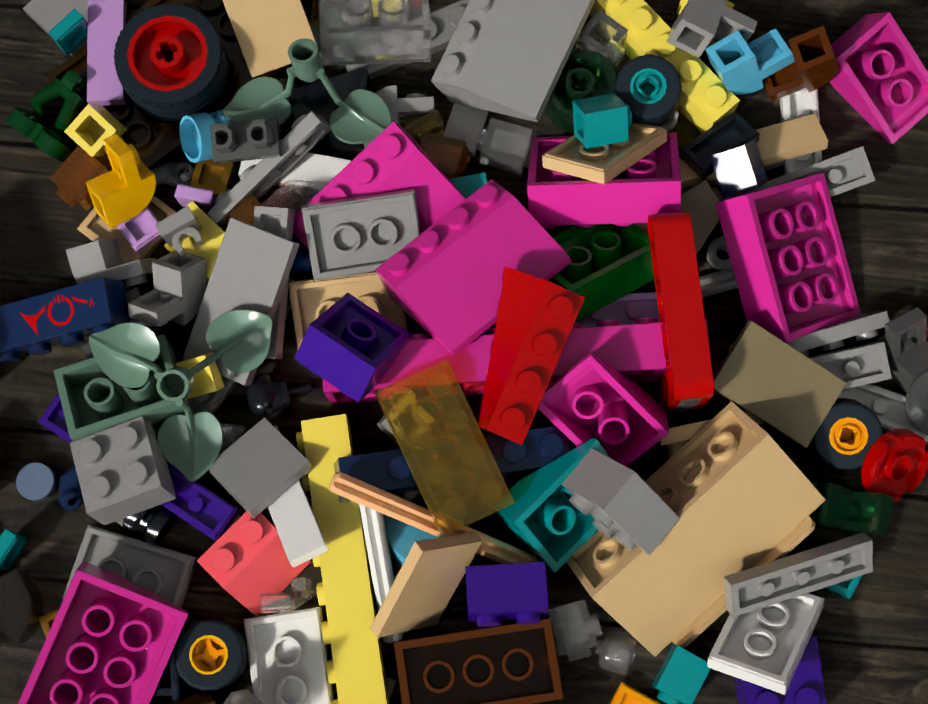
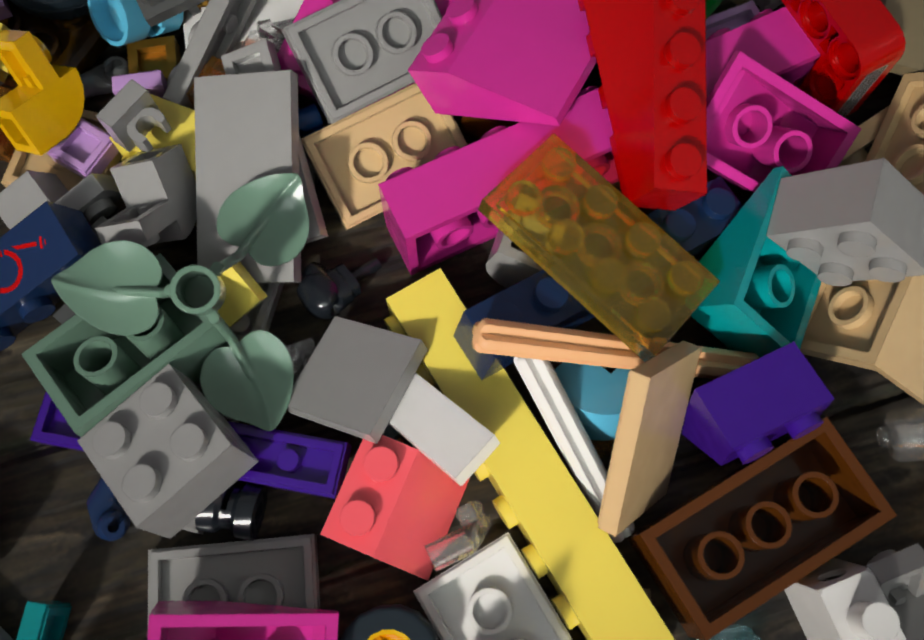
camera: 25 degrees left, 5 degrees down
(36, 482) = (55, 521): sand blue tile -> none
(351, 346) = (419, 165): dark purple slope -> none
(574, 629) = (858, 421): clear brick -> none

